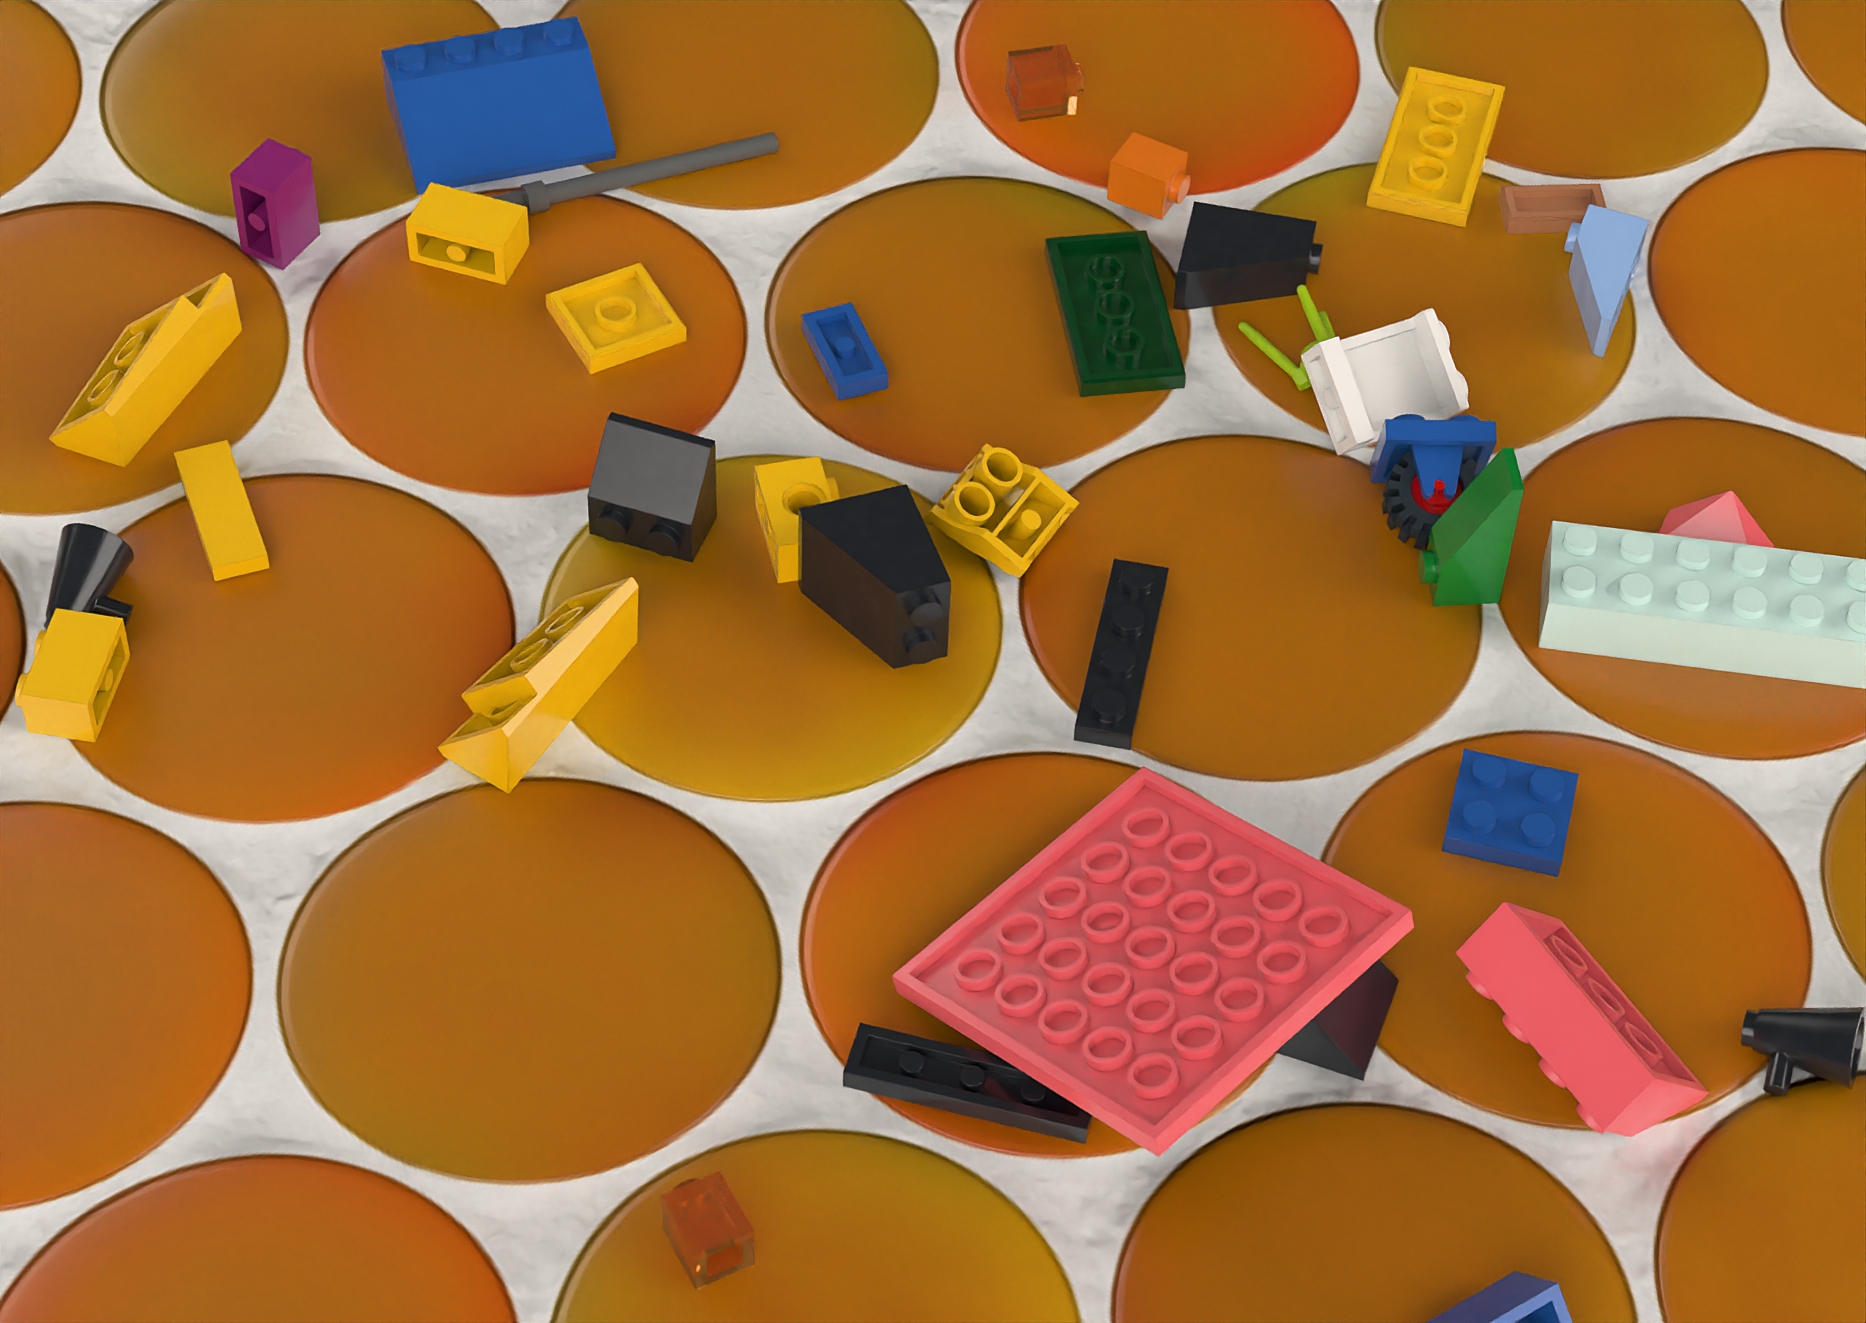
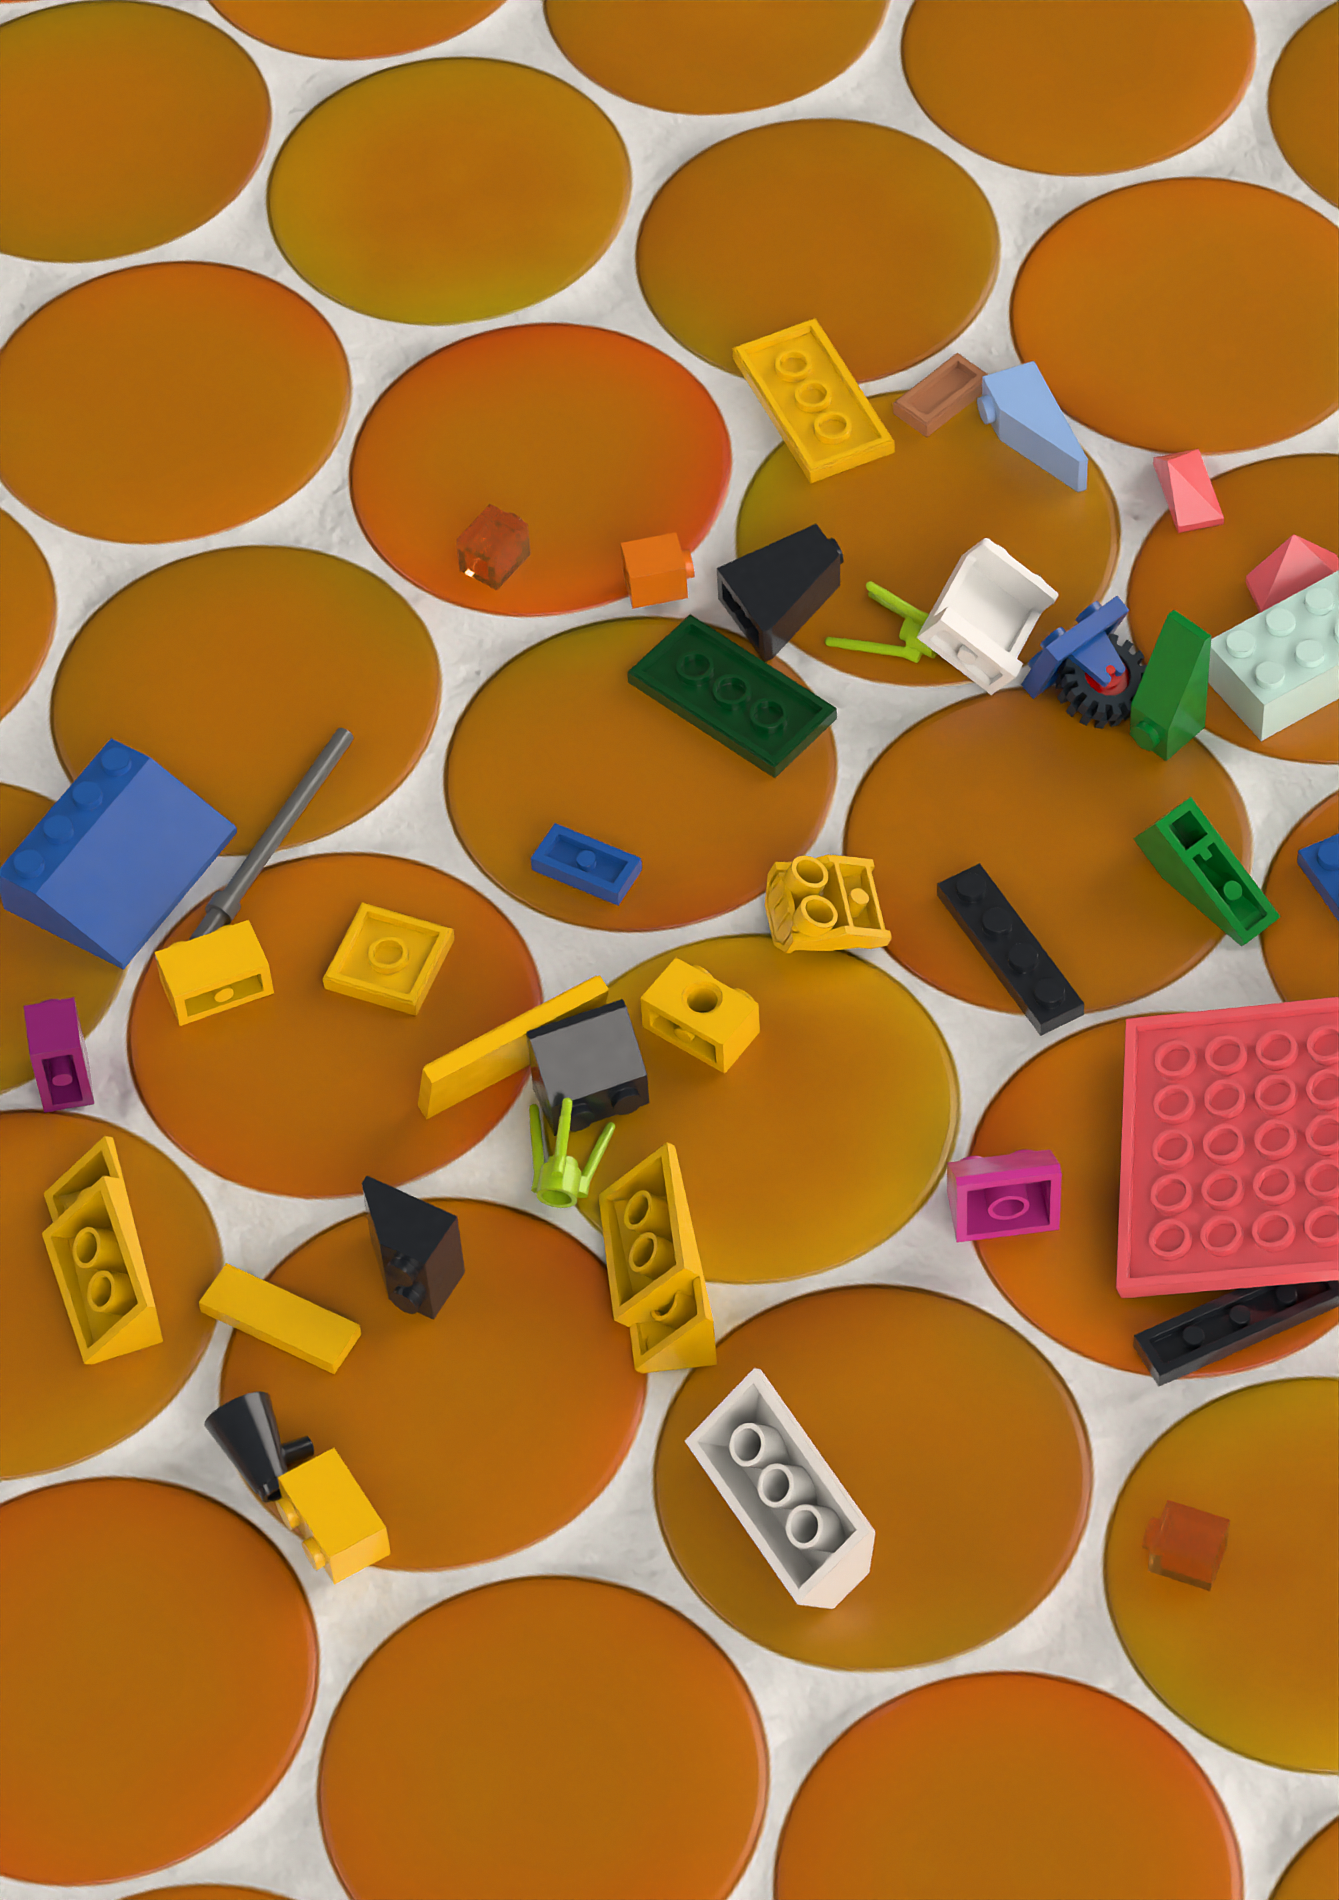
camera: 35 degrees left, 5 degrees up
(353, 521) = (414, 1248): none -> black slope
(404, 919) = (784, 1494): none -> white slope
(547, 557) = (560, 1179): none -> lime plant
(573, 422) = (499, 1050): none -> yellow tile
(877, 574) = (816, 1014): black slope -> none
(878, 828) = (1004, 1194): none -> dark pink slope
(1357, 707) = (1206, 872): none -> green slope
(1691, 411) = (1188, 490): none -> coral slope

